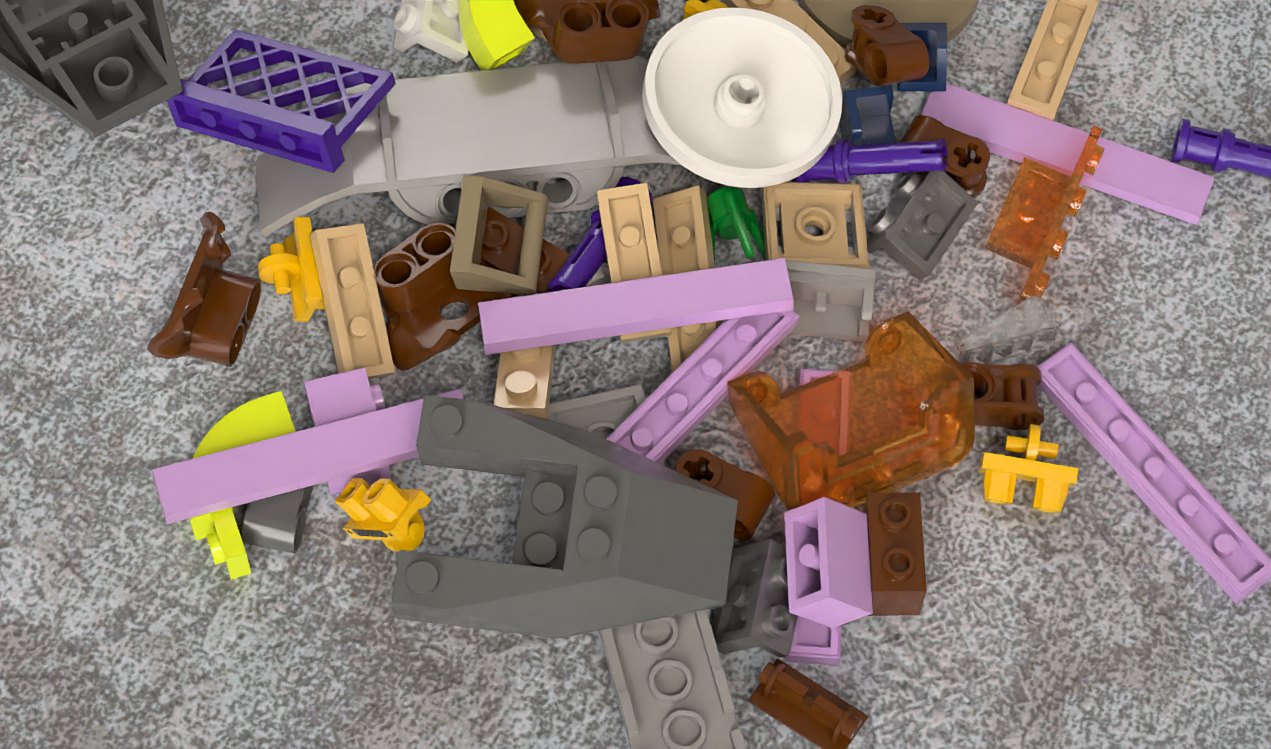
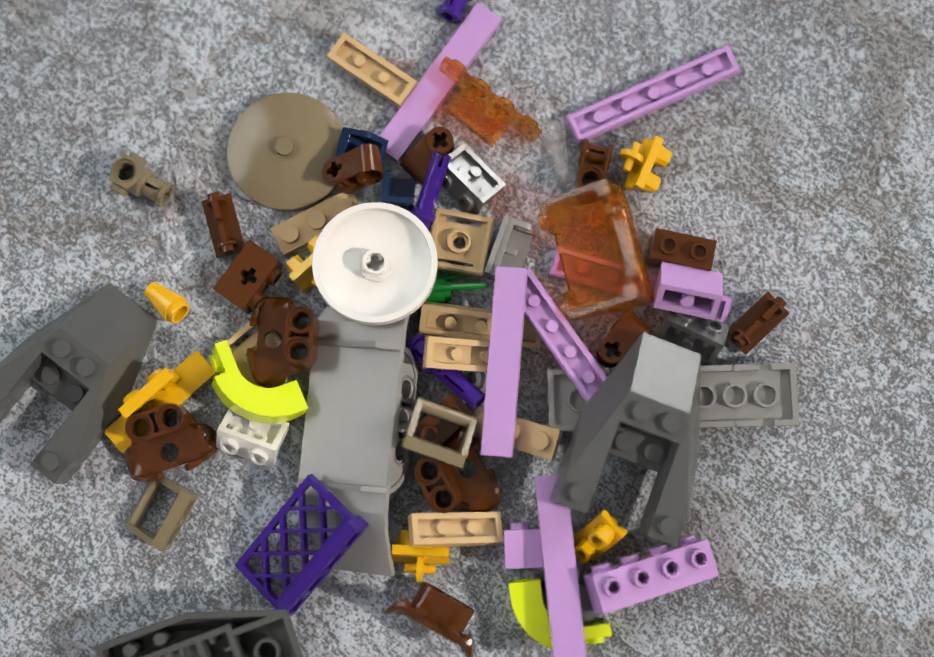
camera: 70 degrees left, 20 degrees up
(338, 600) = (650, 575): none -> lavender brick

